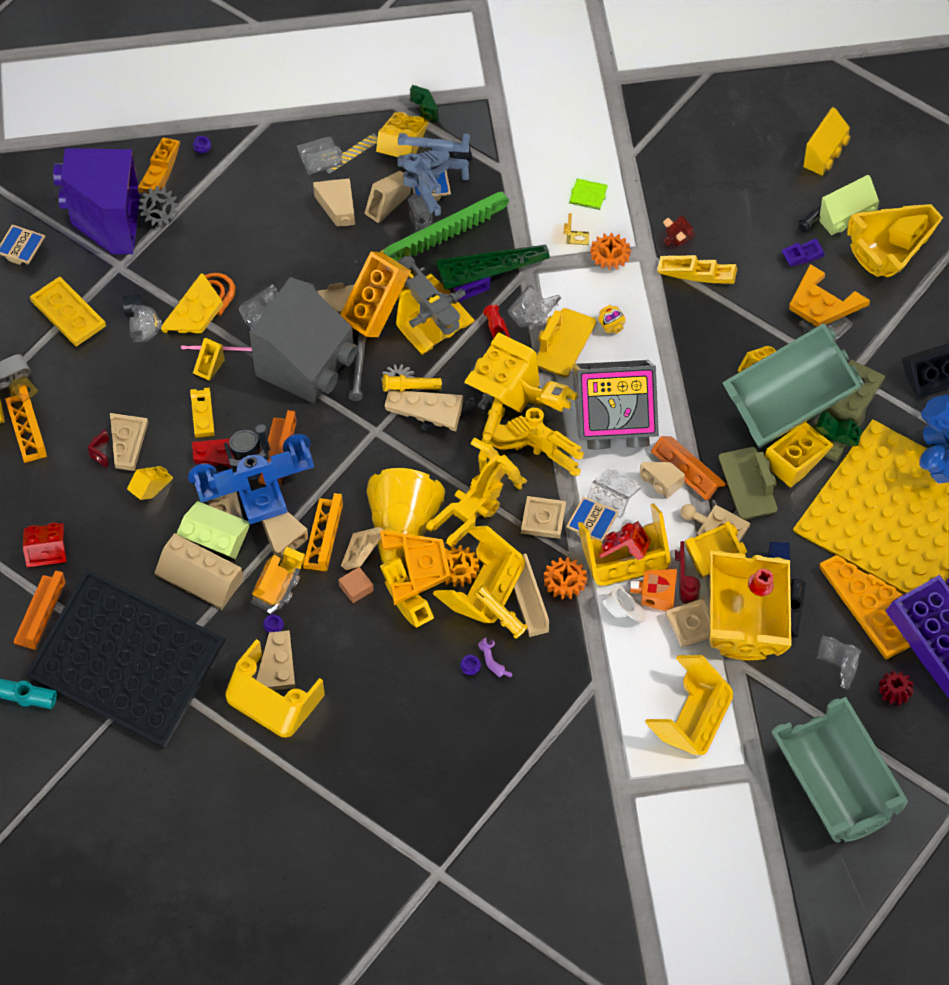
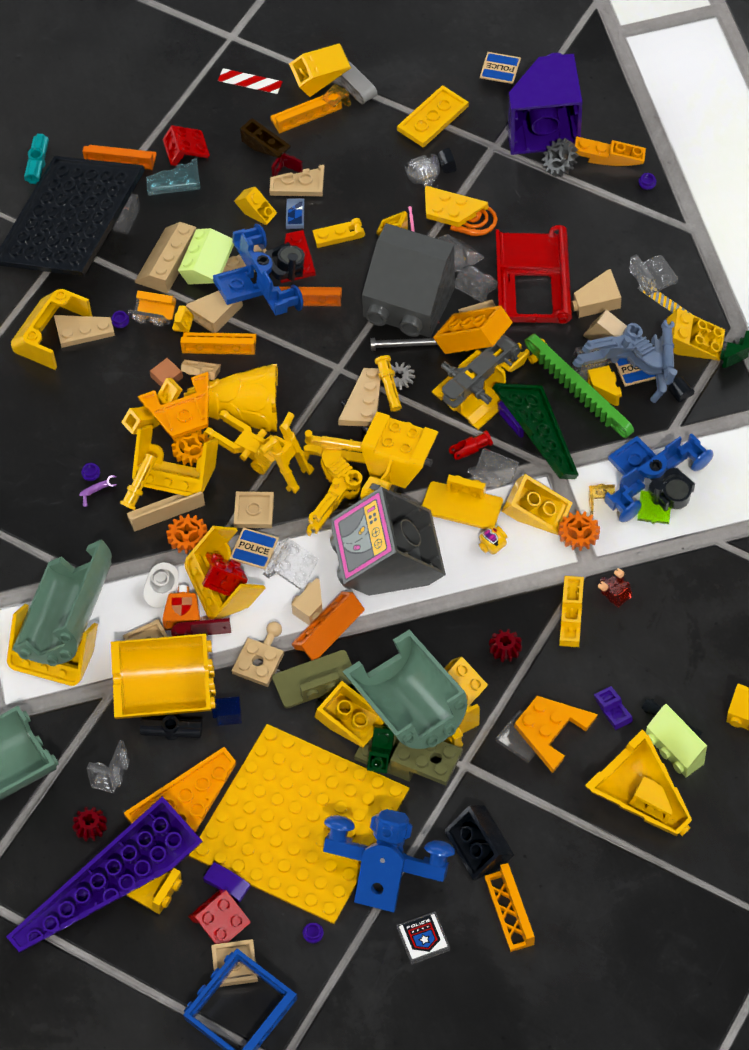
camera: 85 degrees right, 0 degrees up
(65, 462) = (262, 139): none -> dark brown slope
(90, 551) = (176, 180): none -> clear light blue wing
(170, 447) = (295, 213): none -> slope
(274, 241) = (534, 256): none -> red piece
(449, 206) = (605, 383): none -> yellow slope
(535, 201) = (638, 462): none -> blue piece
(576, 281) = (536, 505): none -> yellow slope
(655, 680) = (63, 608): none -> sand green cylinder
(719, 538) = (229, 650): yellow panel -> none
(730, 324) = (505, 652): none -> dark red gear
(761, 582) = (177, 683): red piece -> none

